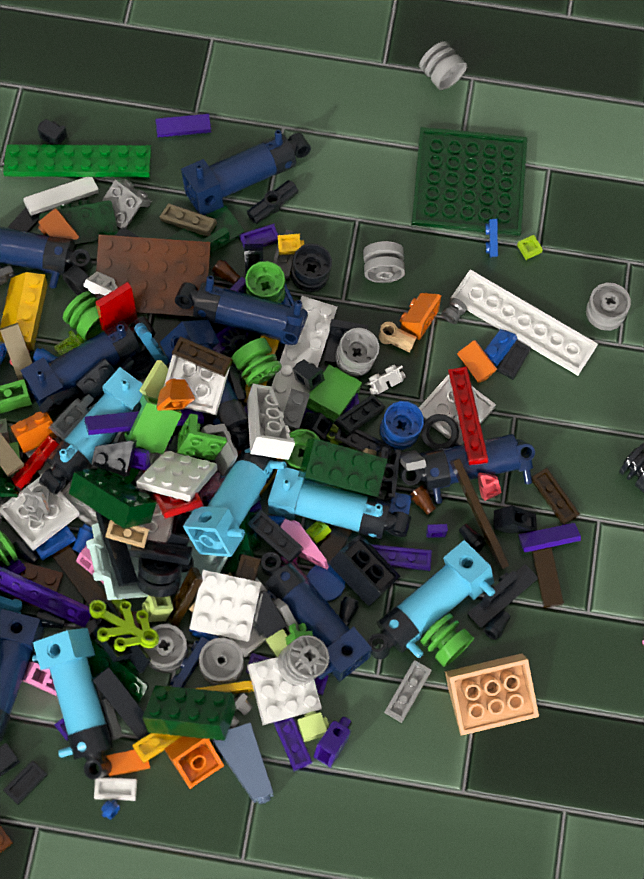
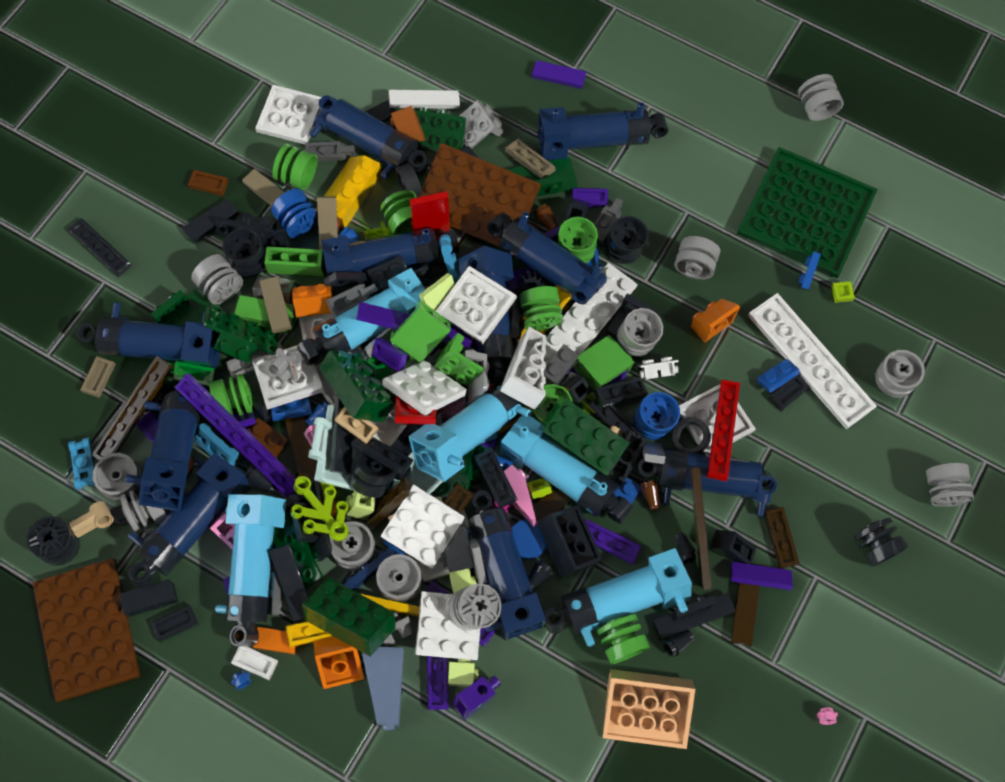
camera: 20 degrees right, 0 degrees up
(34, 462) = (302, 329): red plate -> none
(52, 132) = (438, 42): black brick -> none
(77, 161) = (451, 74): green plate -> none
(100, 284) = (423, 186): white wing -> none
(115, 457) = (374, 349): wing -> none
(175, 395) = (449, 311): orange slope -> none
(202, 356) = (490, 284): dark brown tile -> none
(280, 195) = (623, 166): black piece -> none
(289, 243) = (614, 210): yellow bracket -> none
(296, 634) = (479, 579): bright green tile -> none
(308, 374) = (585, 337): black brick -> none
(398, 338) = (685, 333): tan piece -> none
(408, 691) = (567, 674): light grey plate -> none
(437, 530) = (653, 529): dark purple tile -> none
(454, 310) = (748, 326): flat silver wheel -> none
(477, 361) = (752, 381): orange slope -> none
(488, 485) = (719, 504): coral slope -> none

